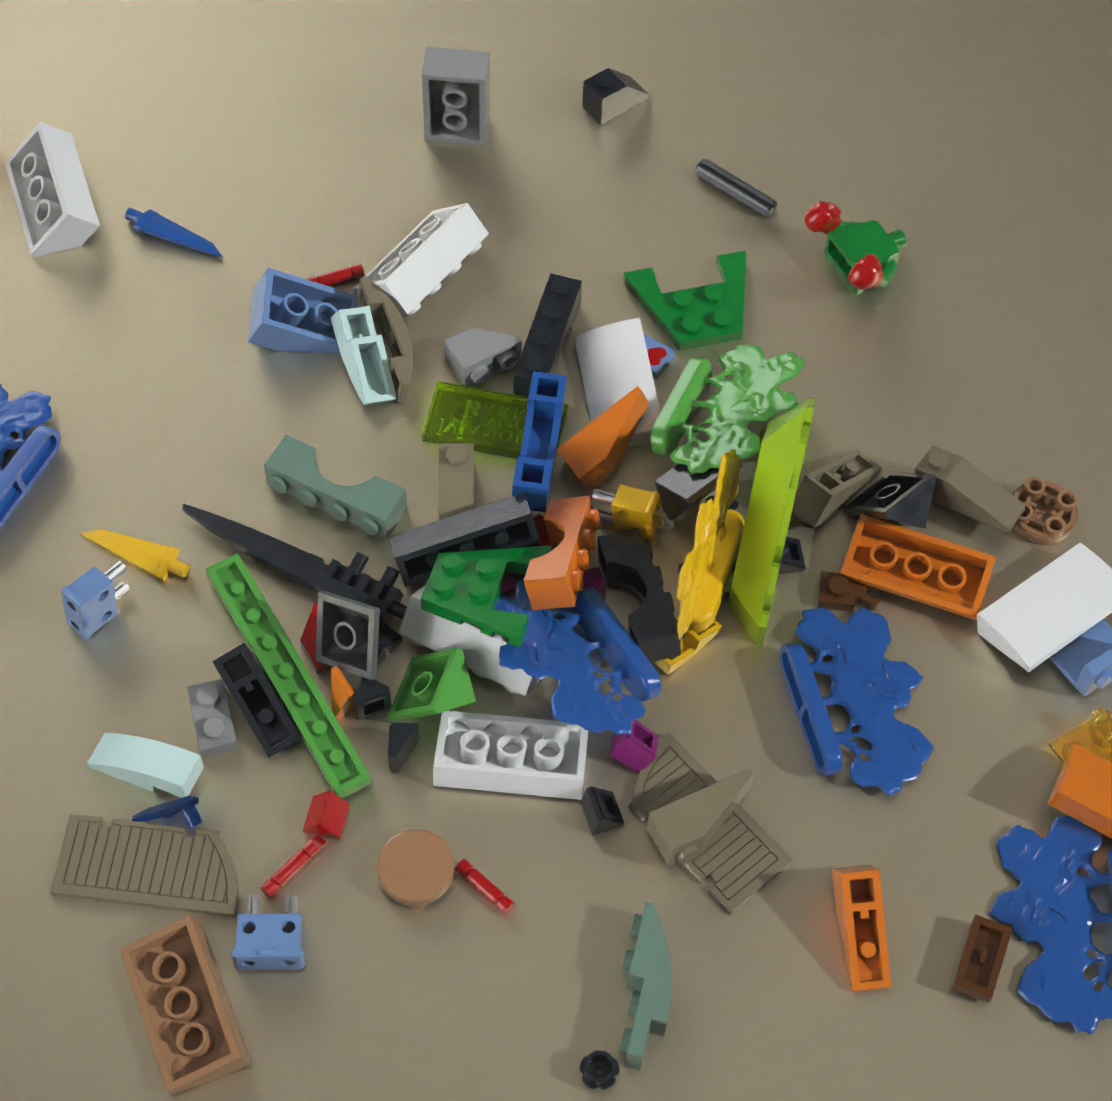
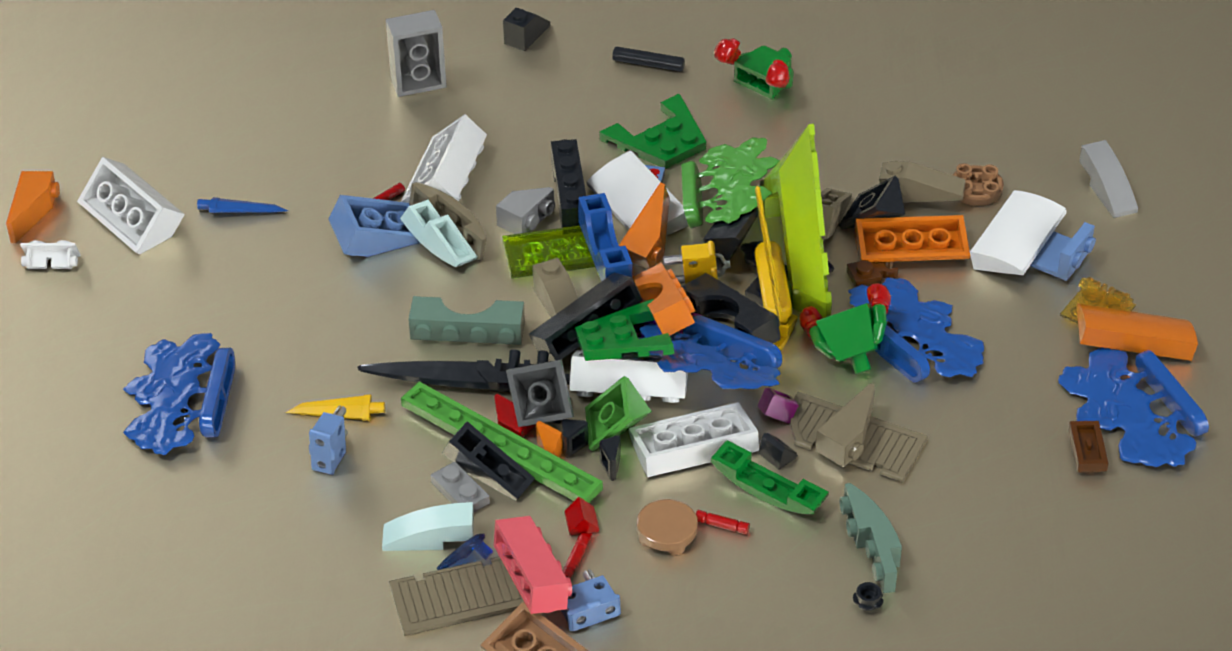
camera: 20 degrees left, 15 degrees down
(221, 869) = (532, 565): none -> coral brick
(563, 853) = (765, 484): none -> green slope
(769, 682) = (850, 332): none -> green torso
(862, 926) = (997, 452): orange slope -> none

